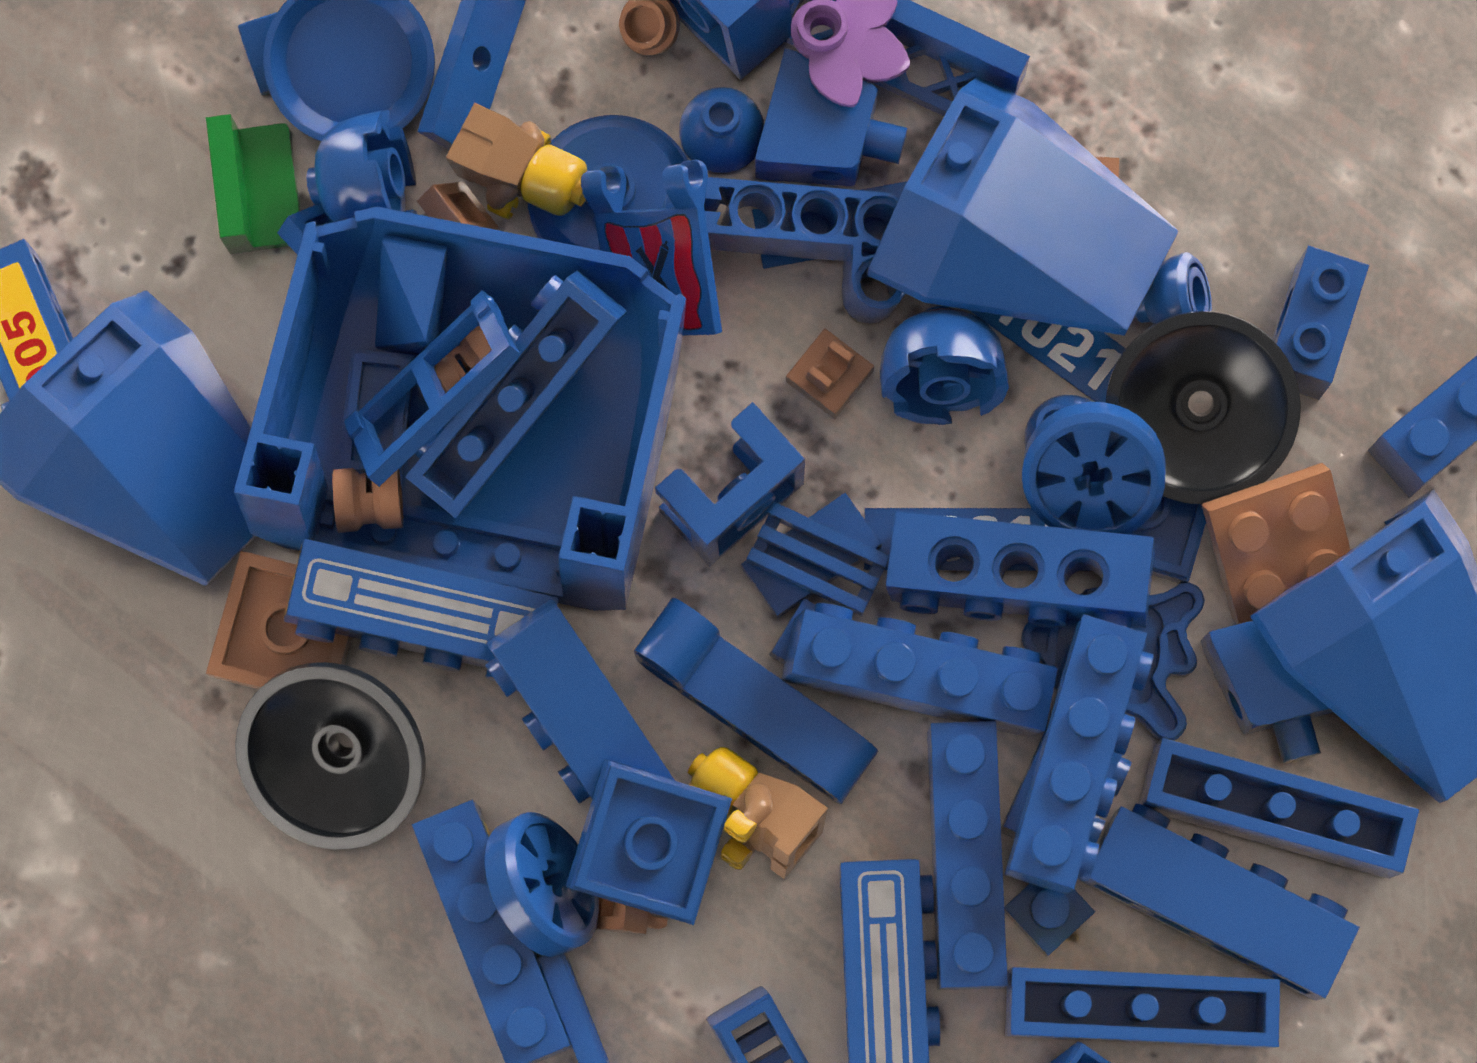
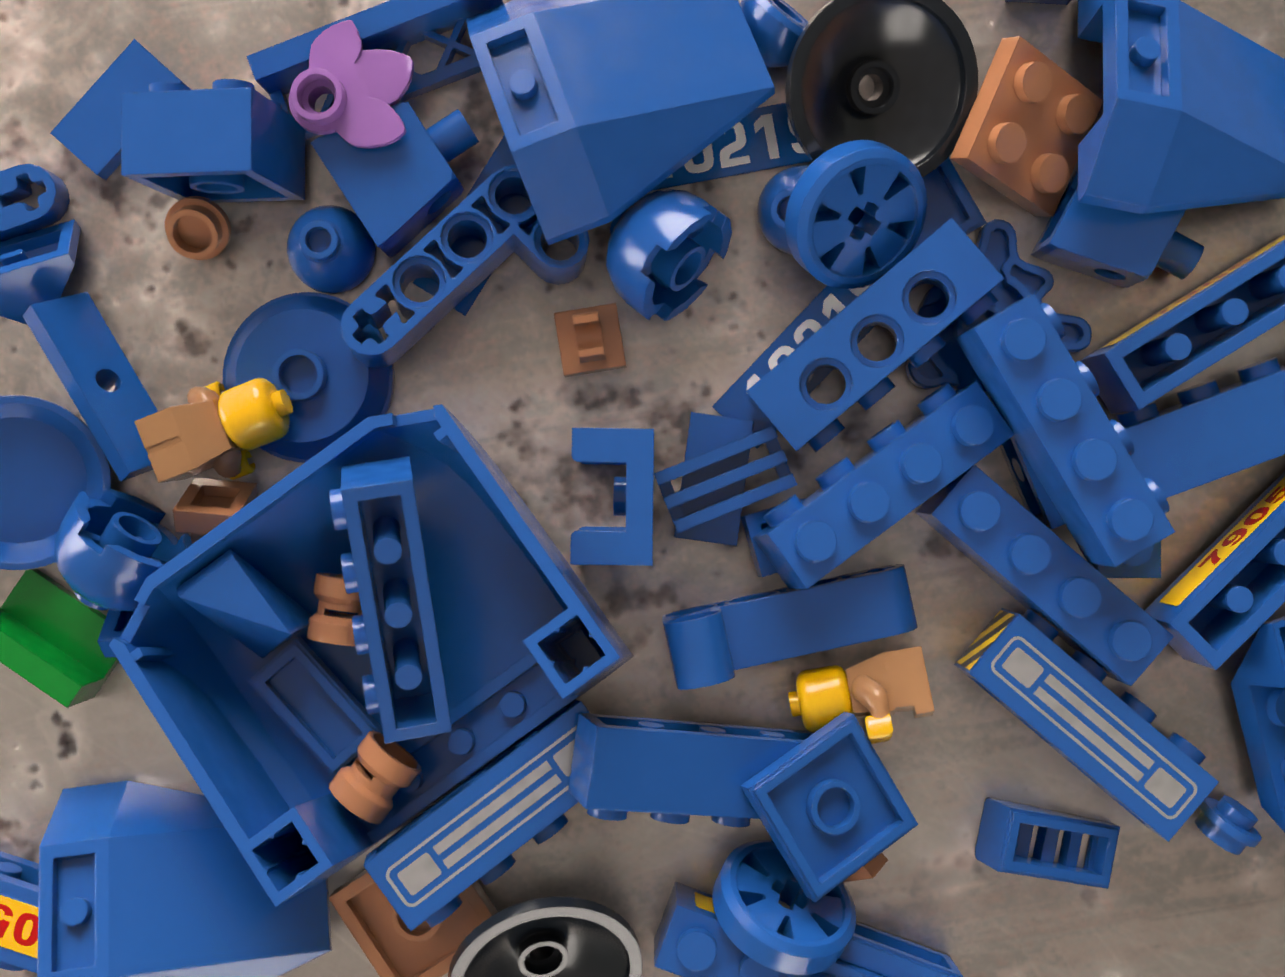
camera: 50 degrees left, 10 degrees up
(442, 406) = (353, 672): blue window -> none
(663, 240) = (378, 377): blue flag -> none

